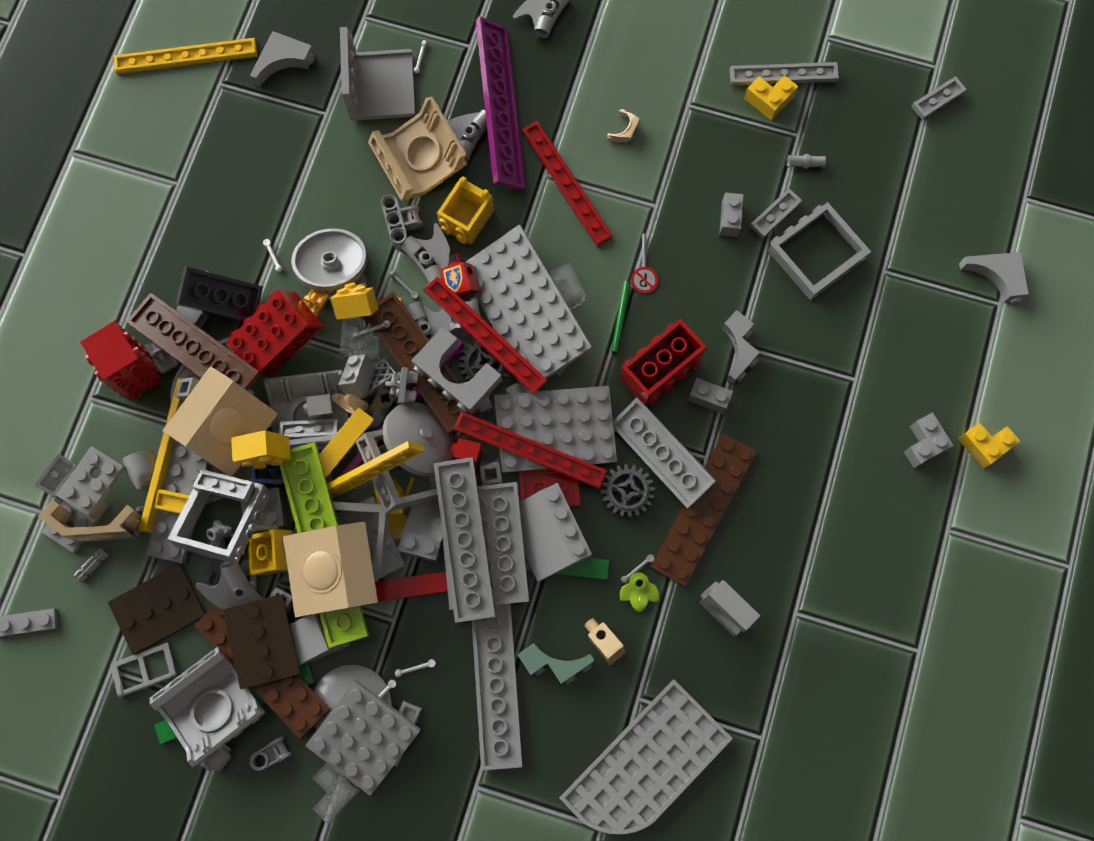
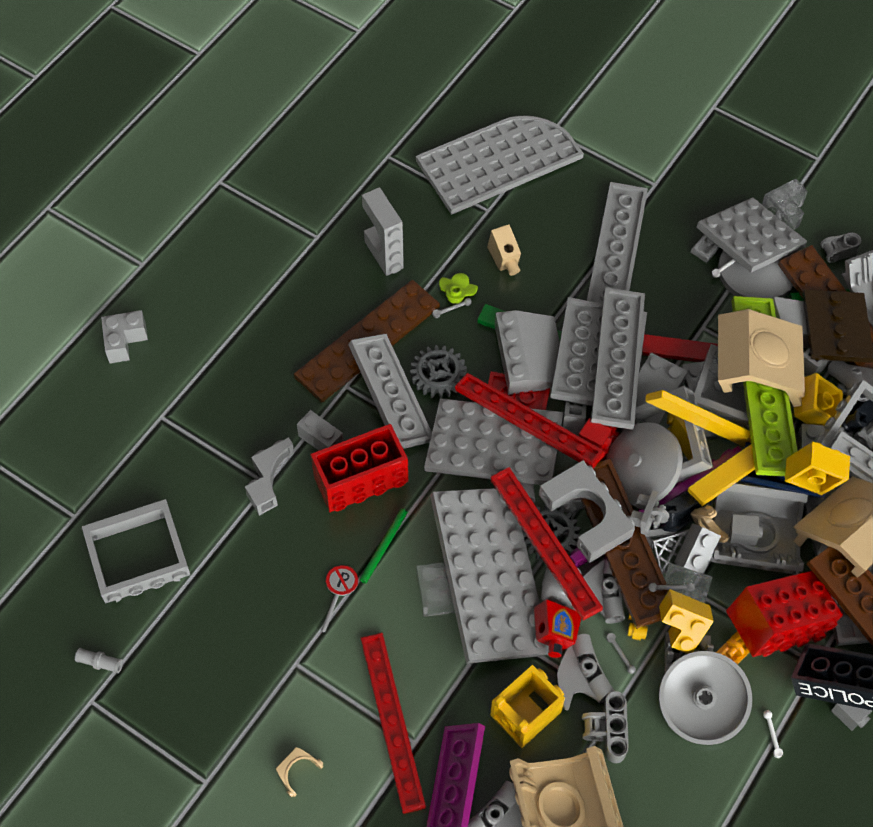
camera: 165 degrees left, 15 degrees down
(252, 527) = (835, 406): light grey hinge -> none
(309, 428) = (767, 511): light grey plate -> none
(431, 663) = (674, 283): white hinge -> none
(565, 671) = (549, 242): sand green arch -> none
(731, 214) = (215, 618): light grey brick -> none
(770, 99) = (98, 747): yellow brick -> none
(774, 72) = (71, 782): light grey plate -> none
(775, 213) = (162, 608): light grey plate -> none
(985, 447) = (63, 312): yellow brick -> none

